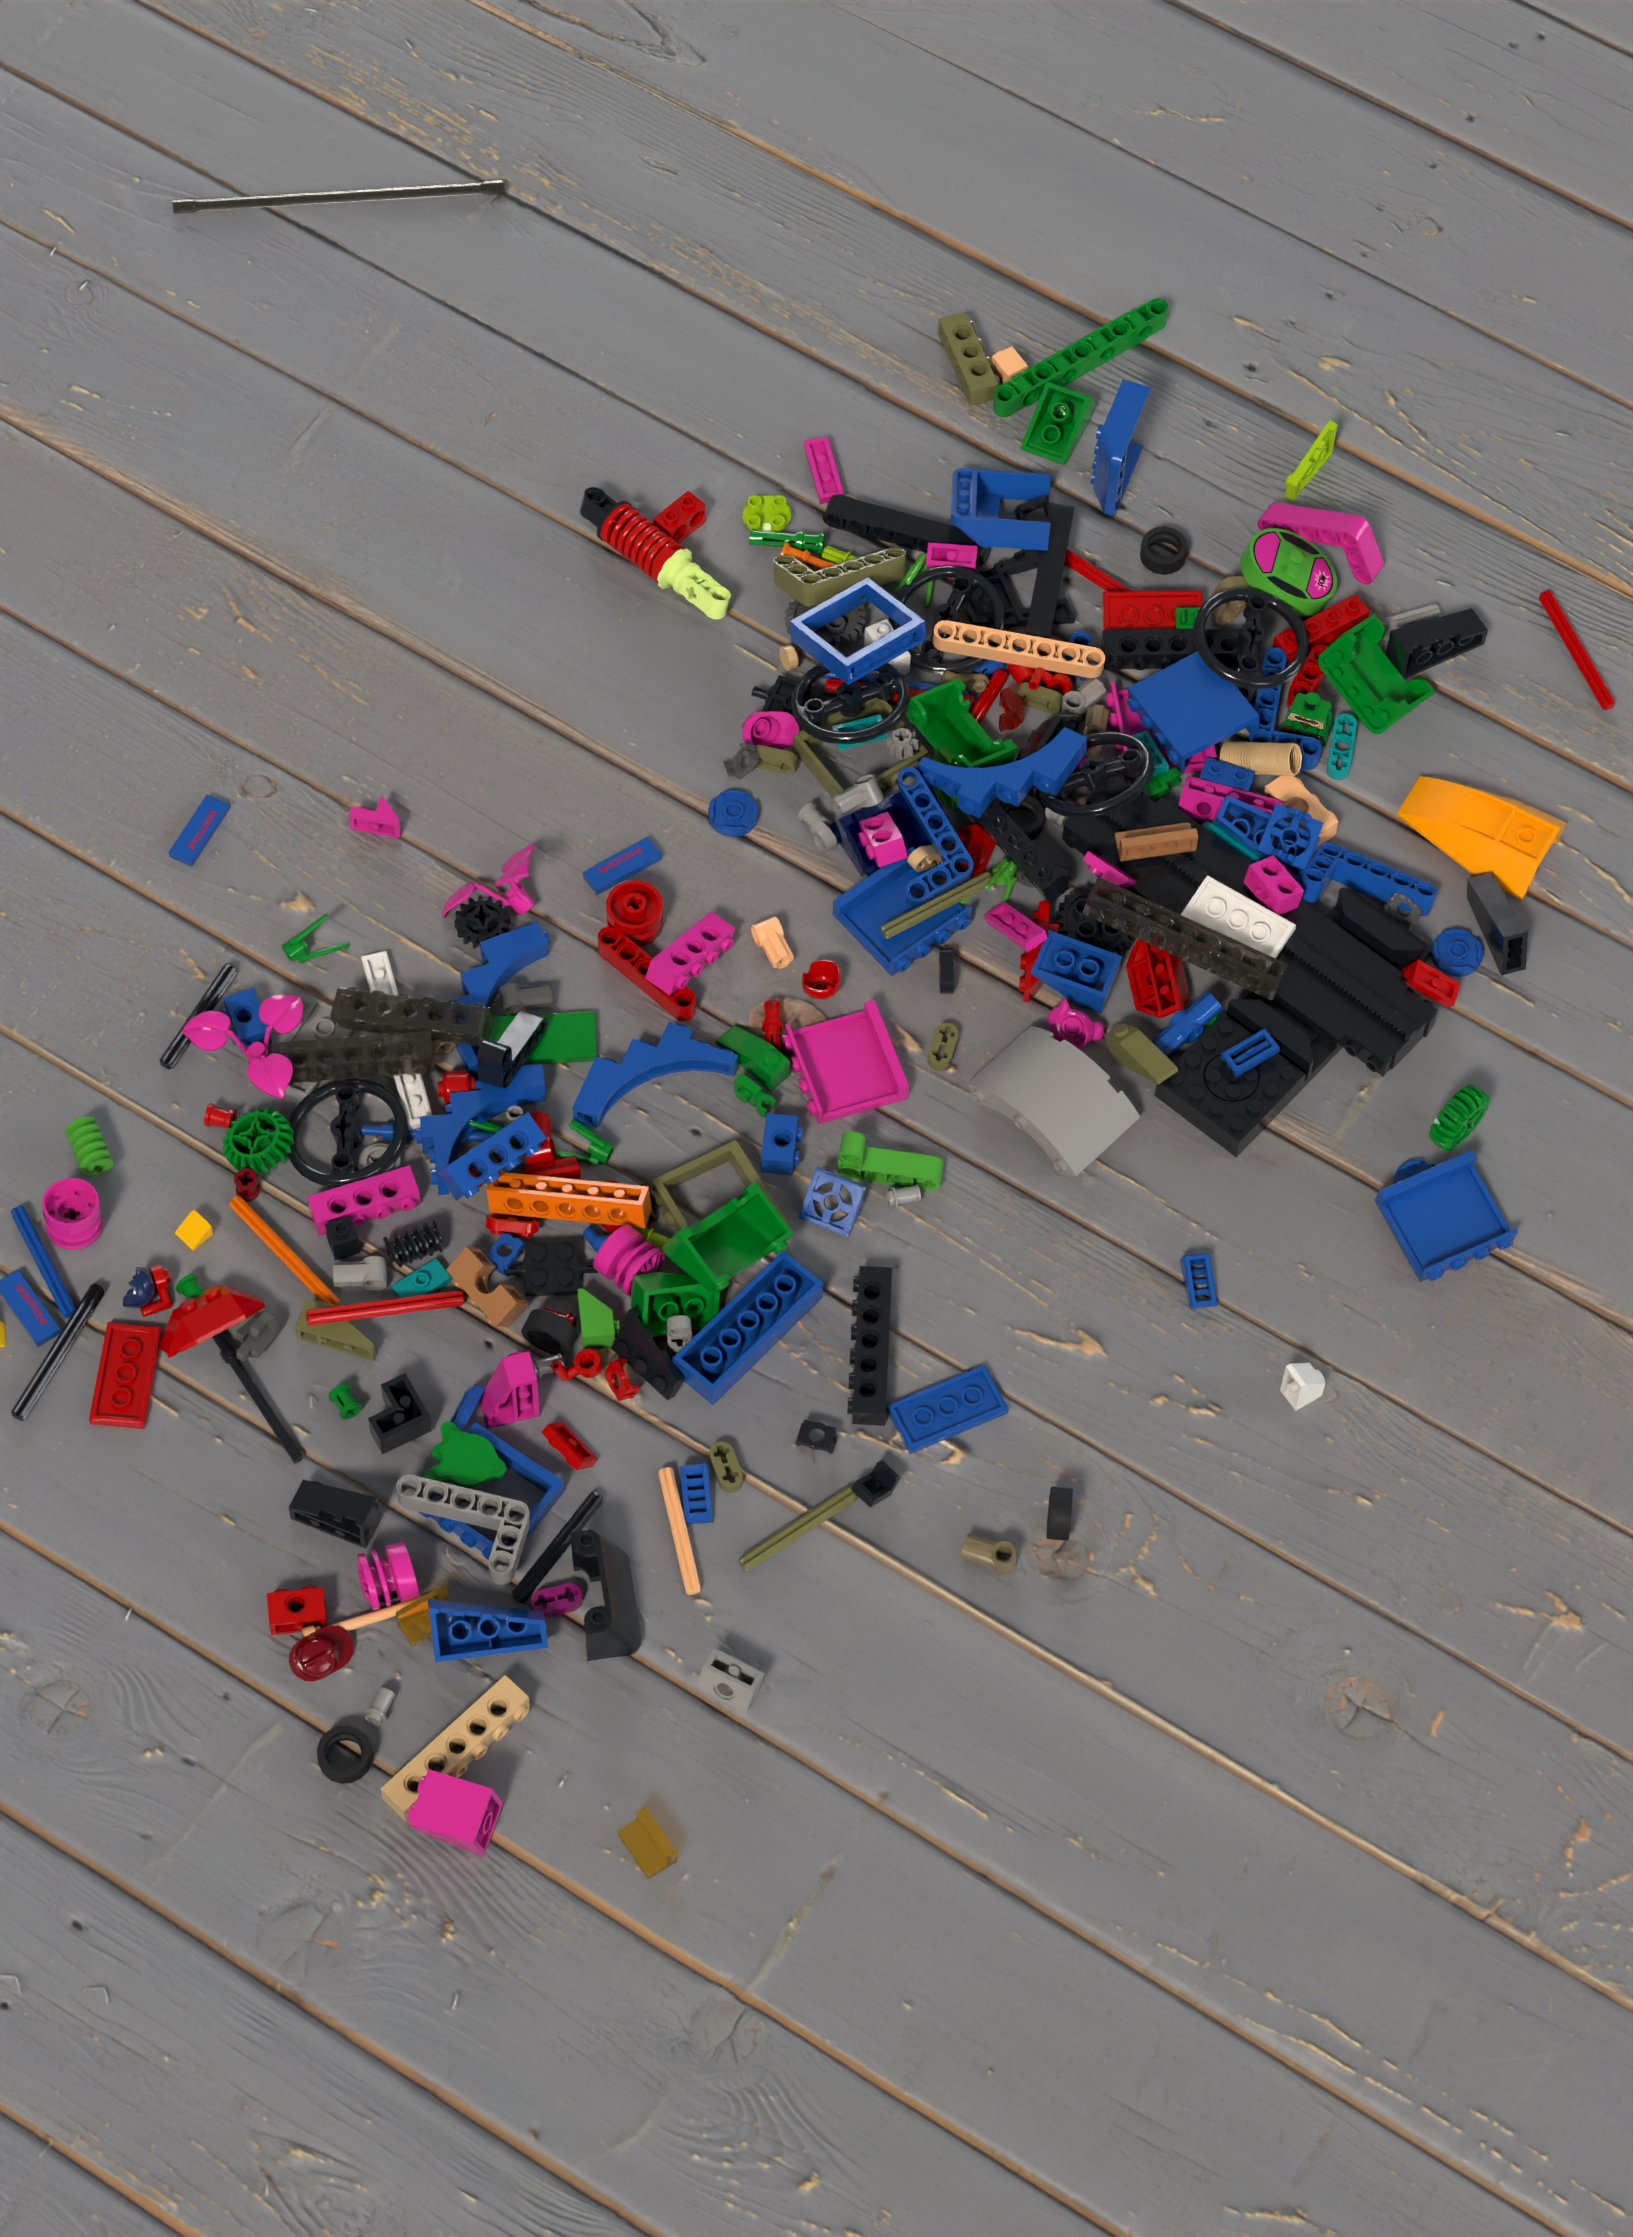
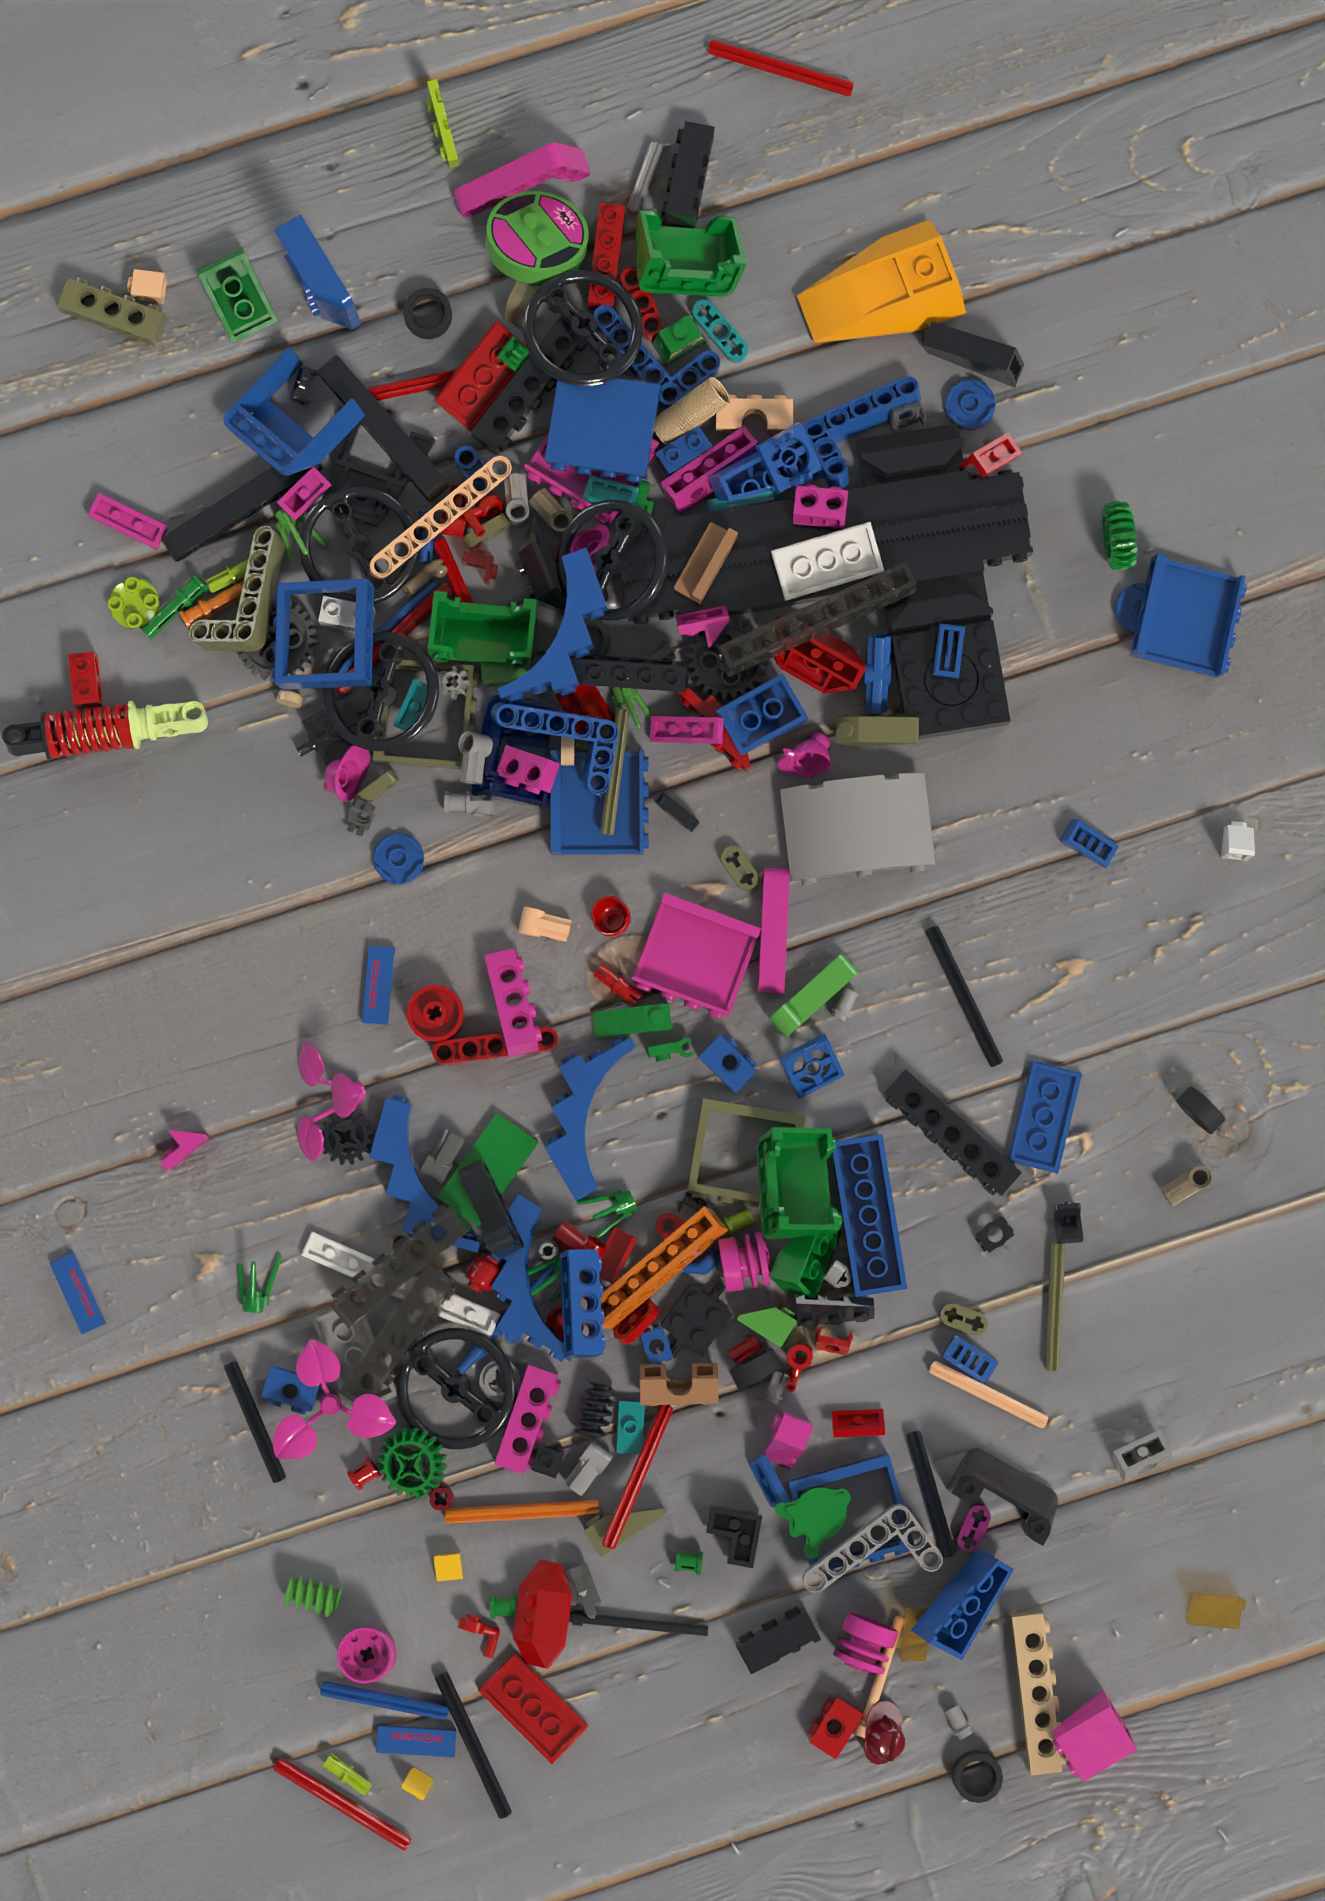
camera: 50 degrees left, 25 degrees up
(143, 1289) = (472, 1649): dark blue hair -> none
(915, 1103) = (773, 930): none -> dark pink beam
(990, 1278) = (964, 996): none -> black axle
(1081, 356) = (185, 236): green beam -> none

